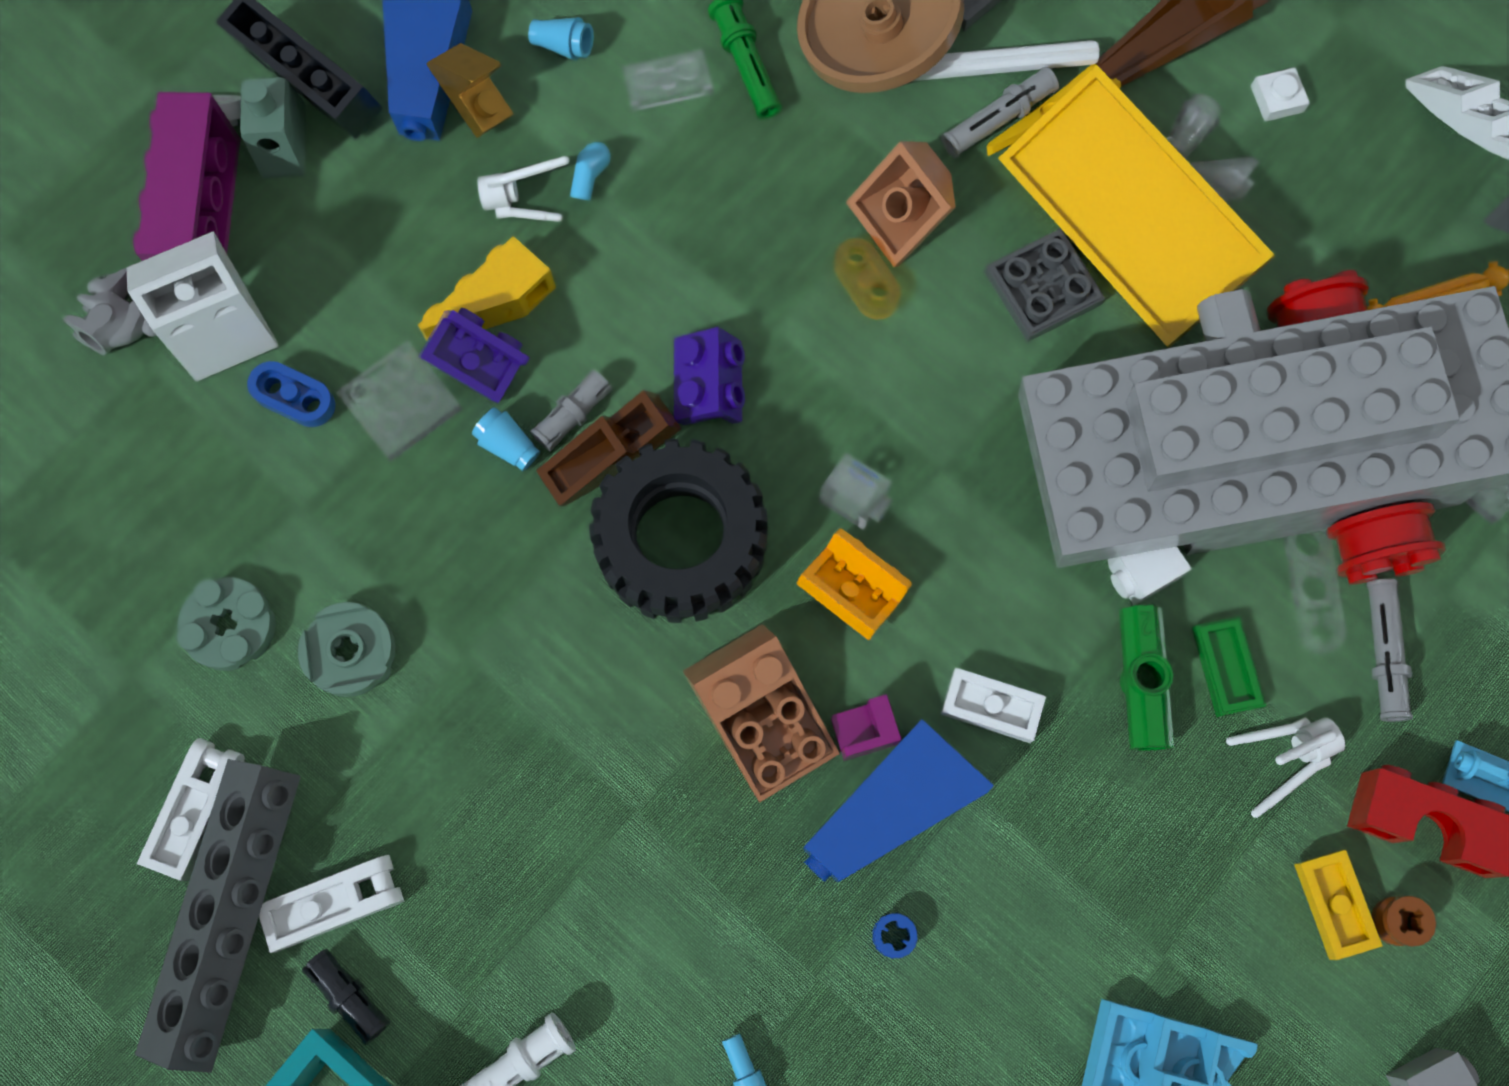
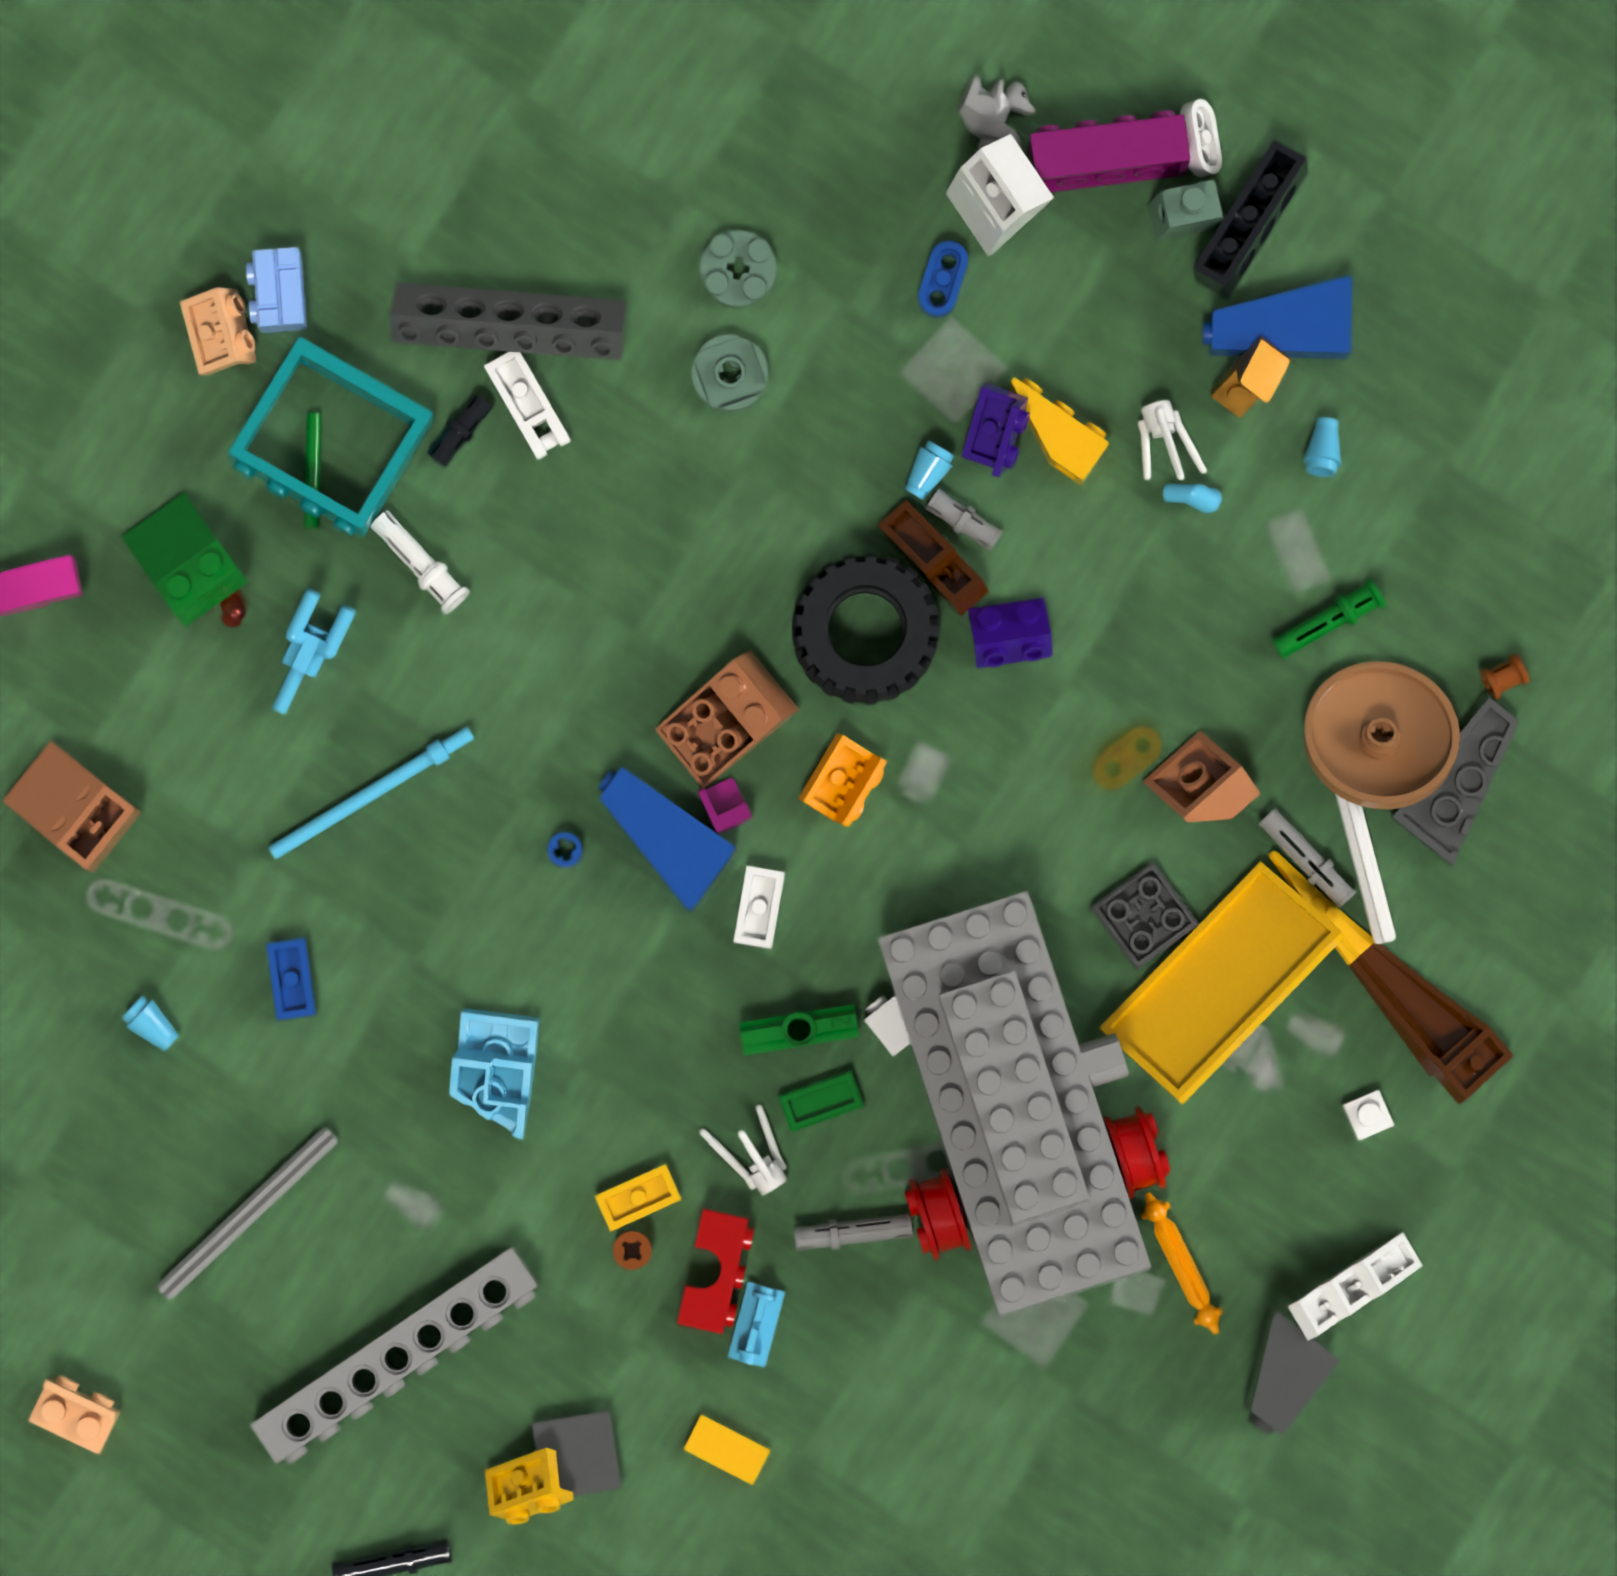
camera: 80 degrees right, 10 degrees up
(186, 812) = (582, 276): white plate -> none

